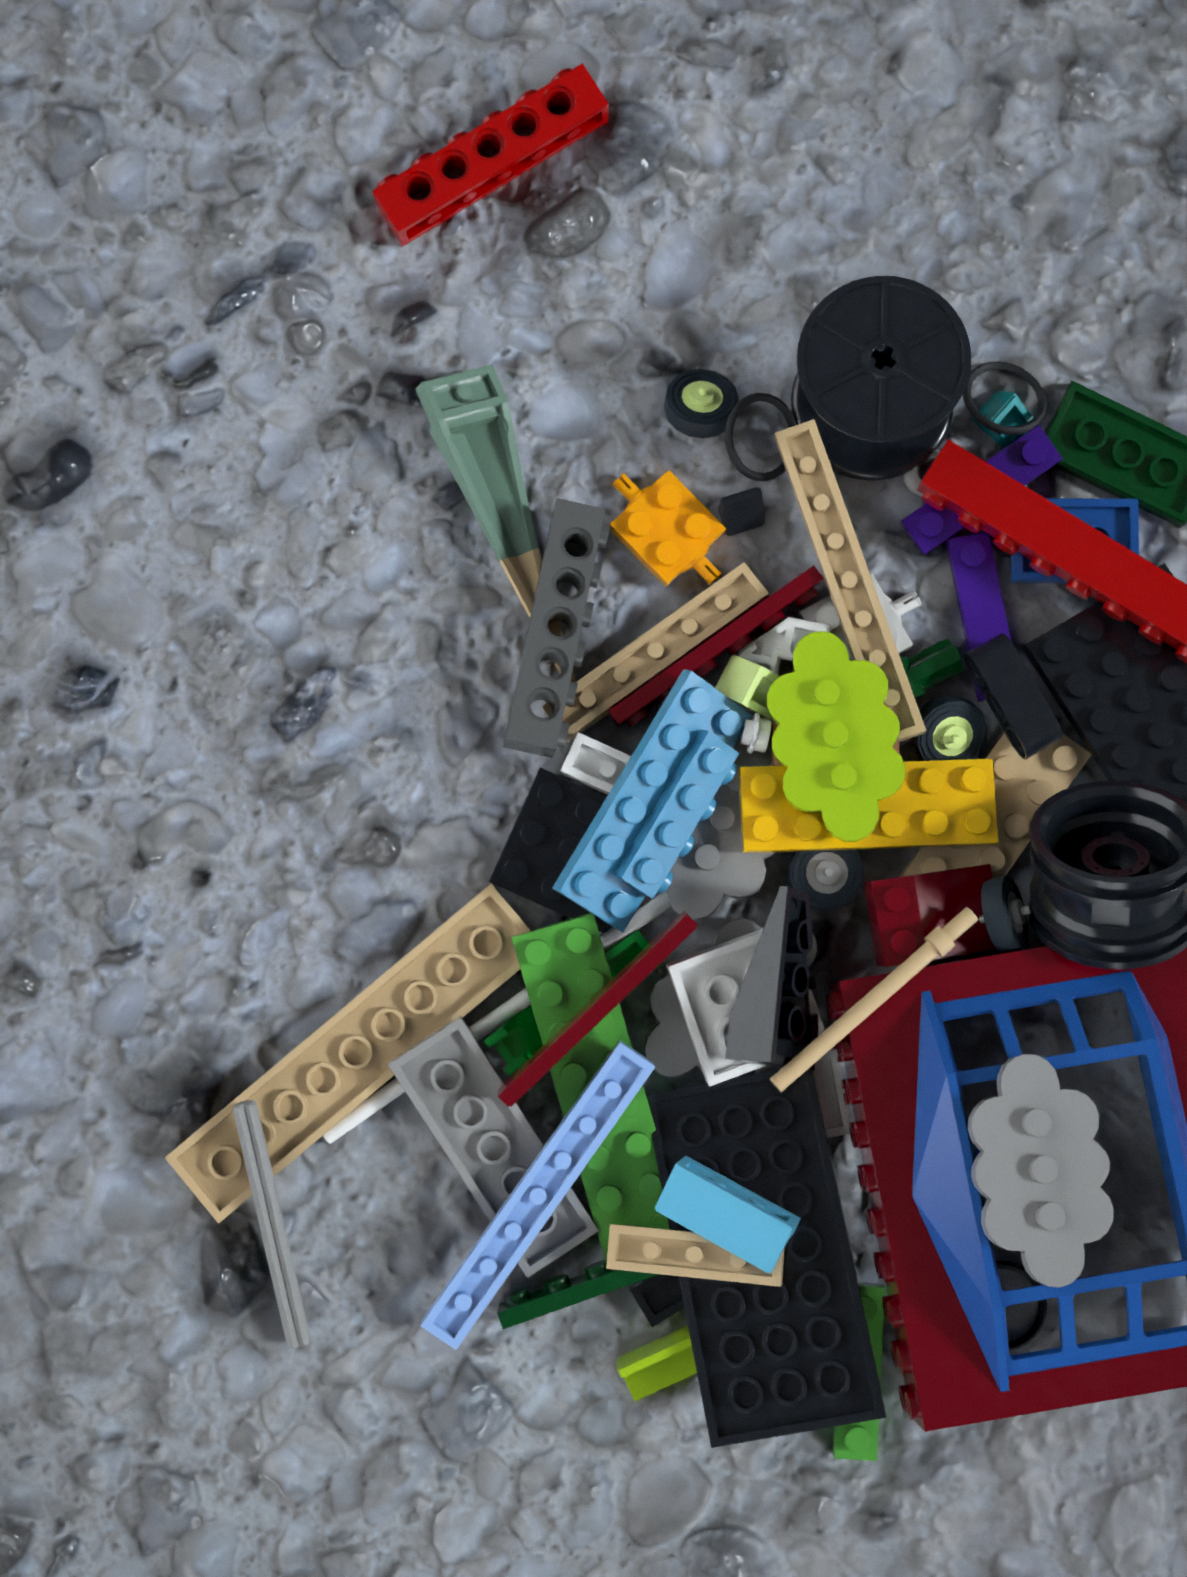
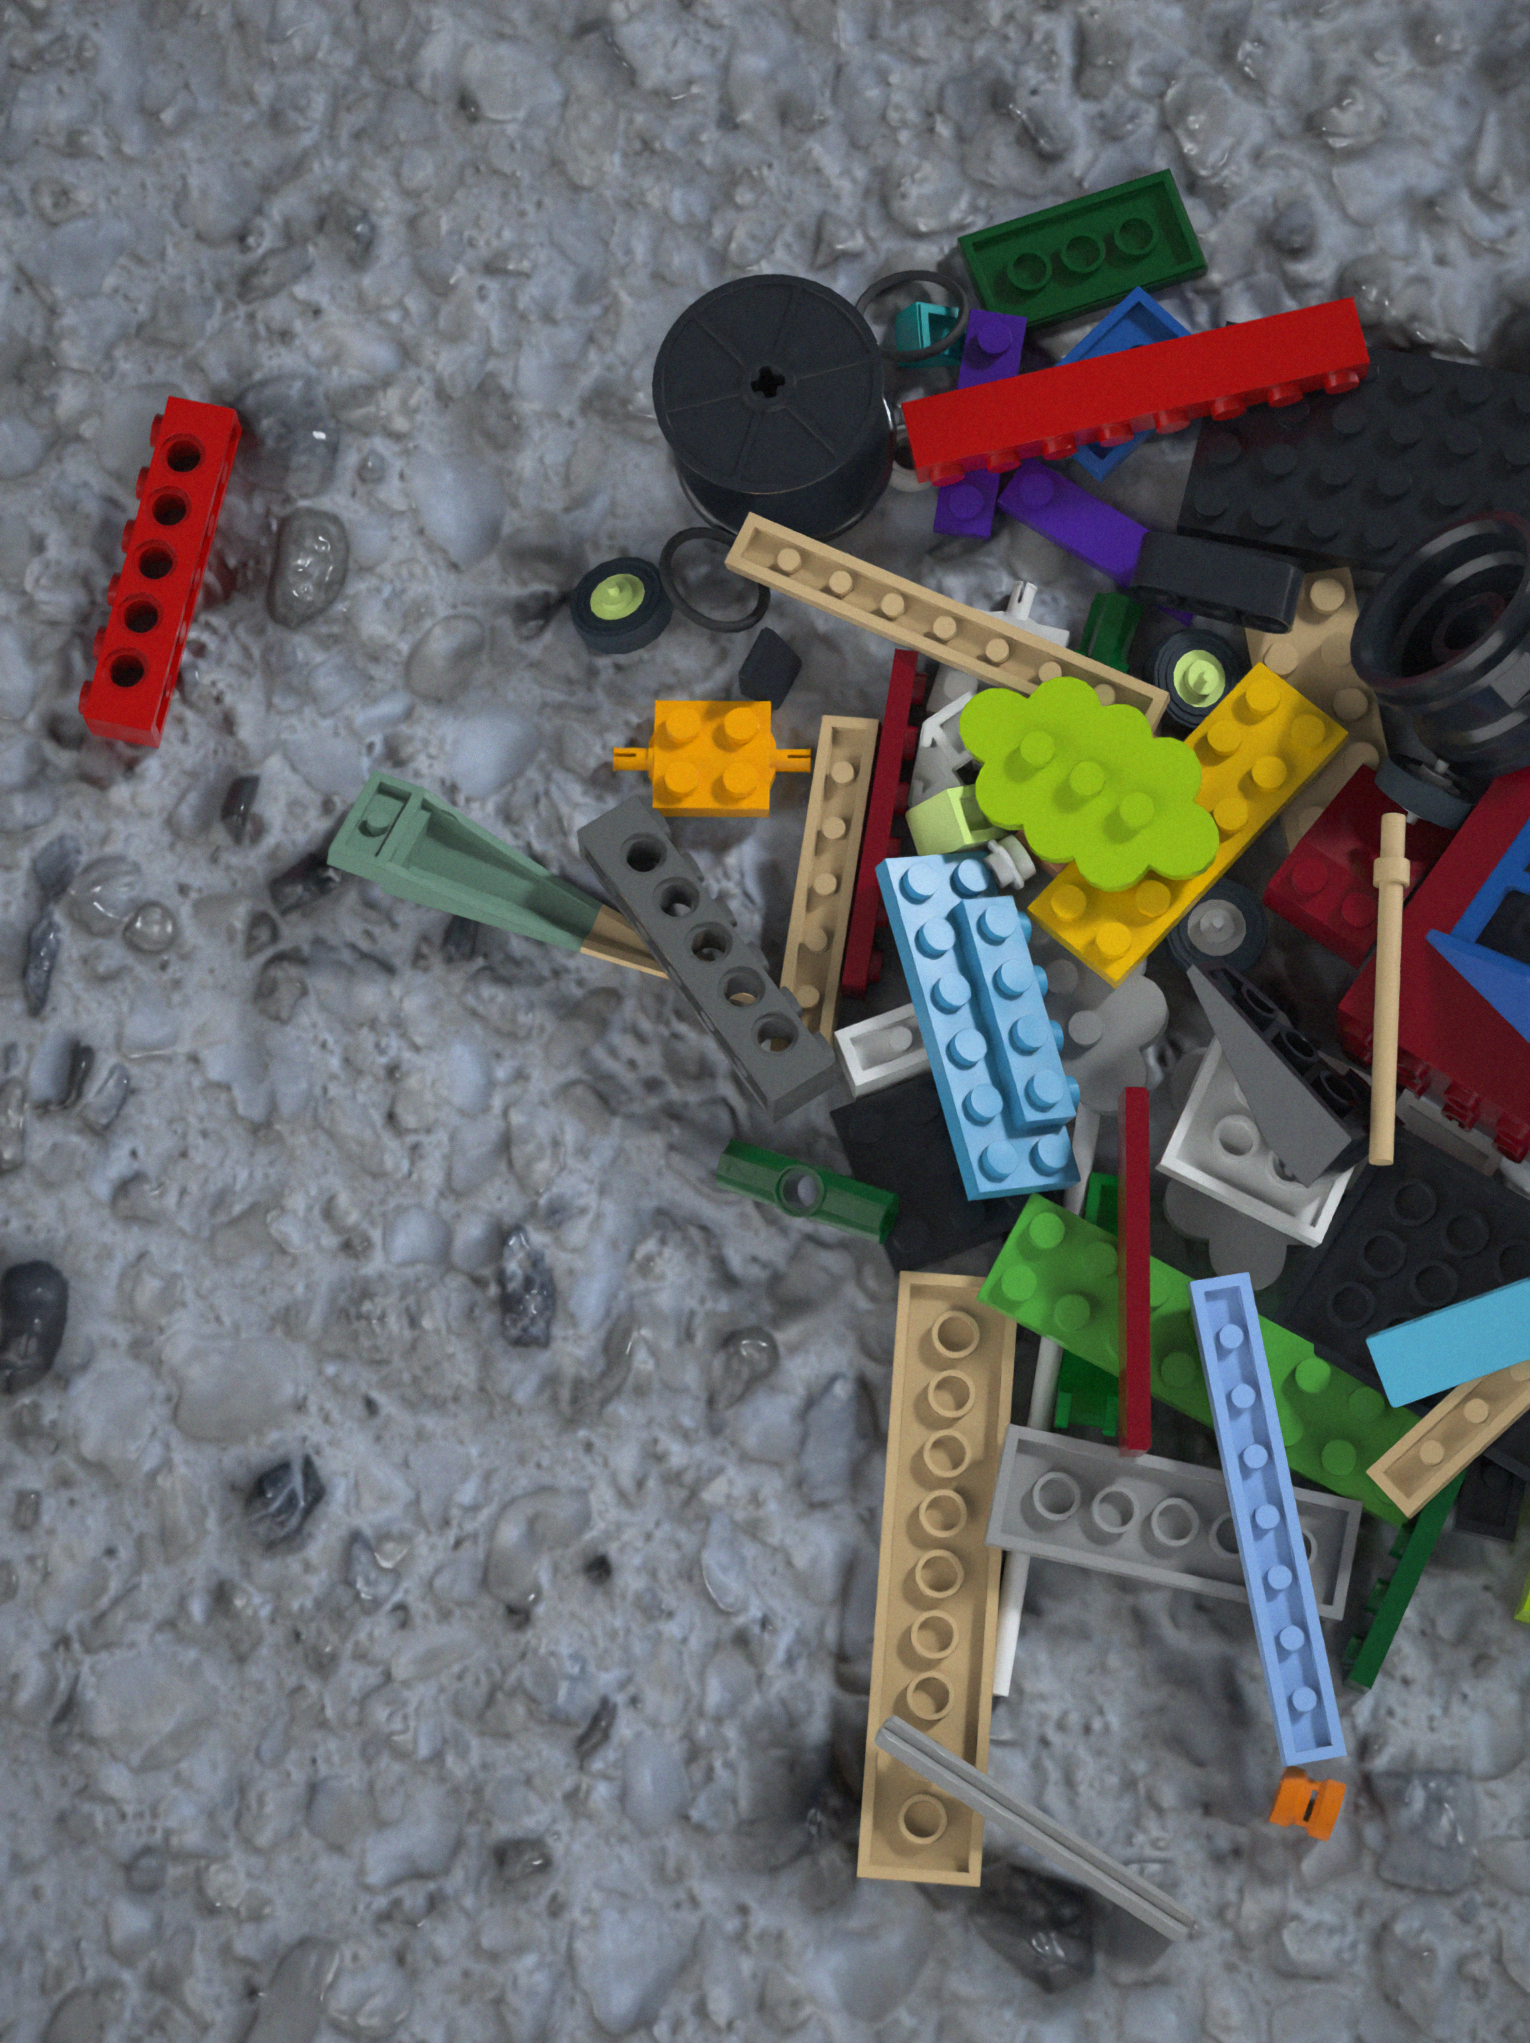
camera: 40 degrees left, 10 degrees down
(417, 1348) = (1294, 1796): none -> orange wheel
(495, 819) = (839, 1199): none -> dark green piece

